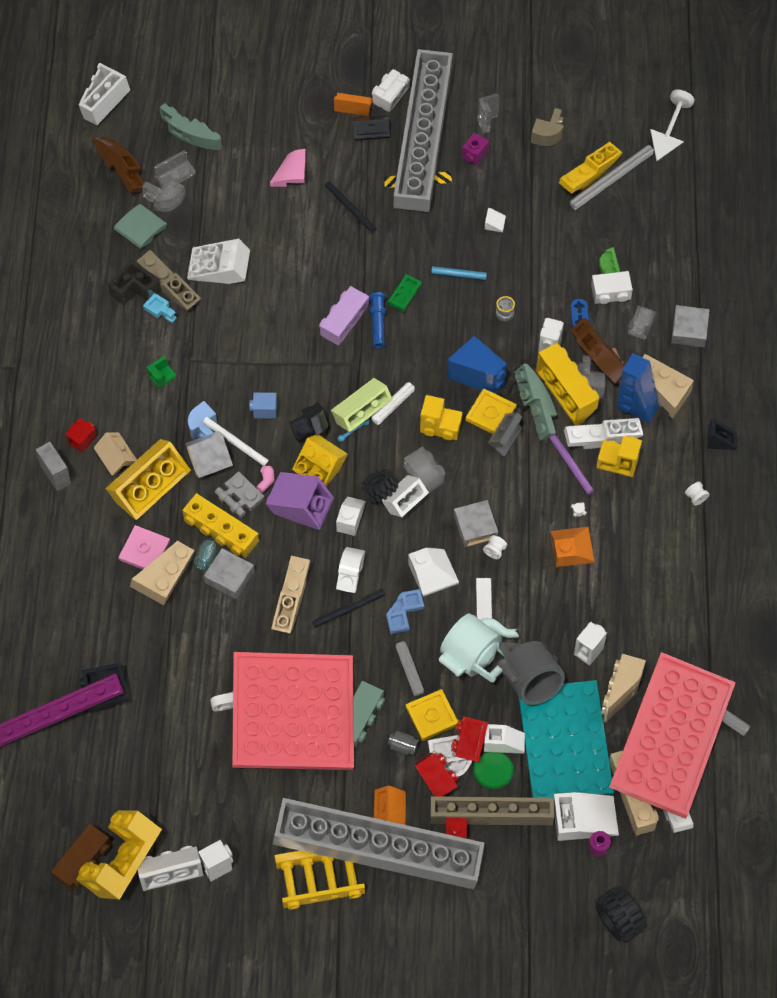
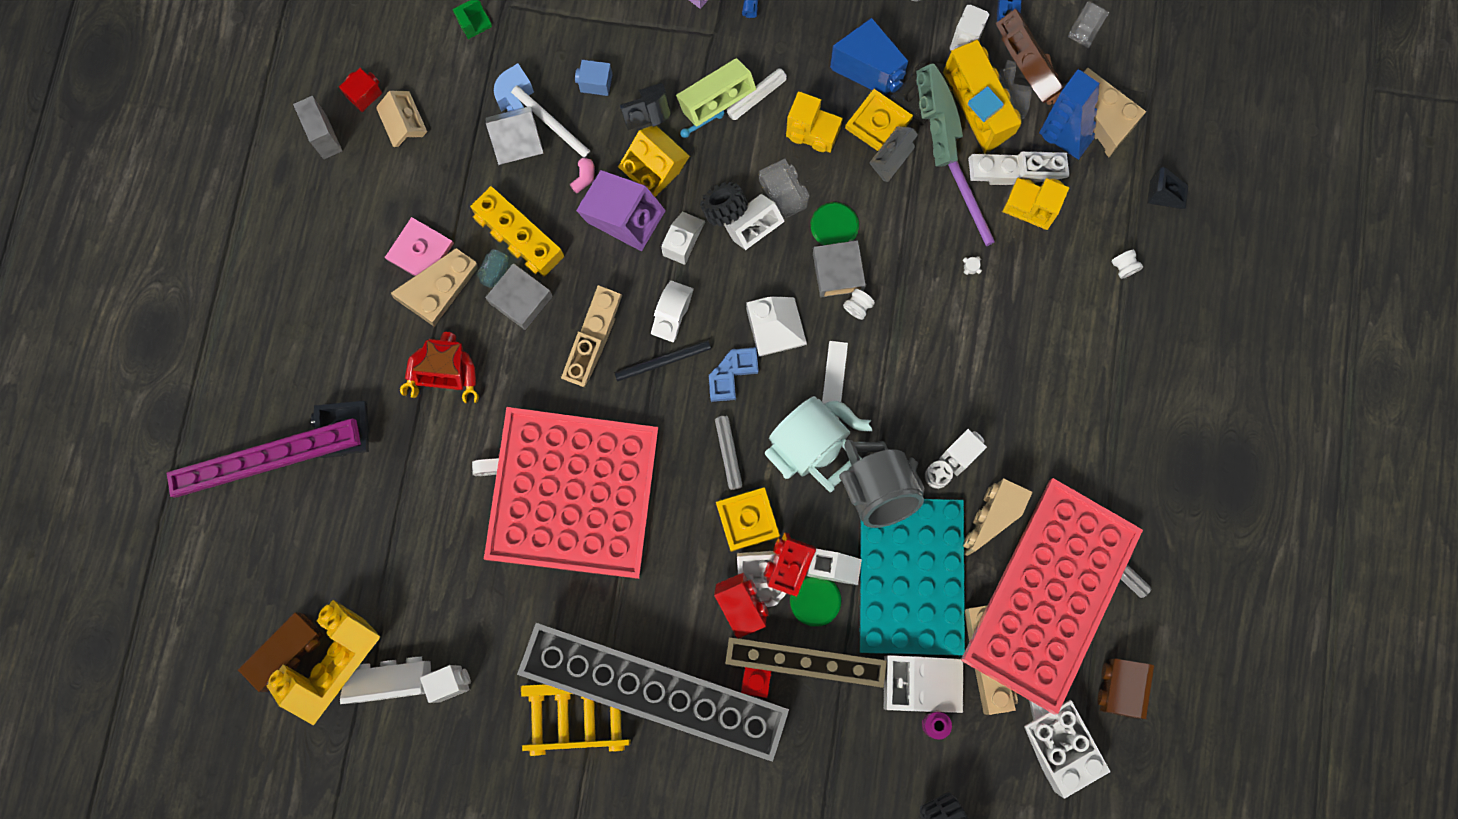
camera: 10 degrees right, 15 degrees up
(148, 478) = (436, 158): yellow slope -> none
(176, 630) = (440, 365): none -> red torso
(243, 491) = (554, 189): light grey plate -> none
(365, 704) = (663, 498): sand green slope -> none
(390, 804) = (677, 638): orange panel -> none
(403, 743) = (705, 553): dark grey brick -> none
(467, 491) = (834, 224): none -> green piece
(569, 387) = (985, 104): none -> dark azure tile
(572, 546) = (956, 314): orange slope -> none
(575, 659) = (940, 469): none -> white wheel
(690, 326) = (1149, 36): flat silver piece -> none
(698, 846) = (1066, 750): none -> white slope
(738, 798) = (1125, 688): none -> reddish brown slope

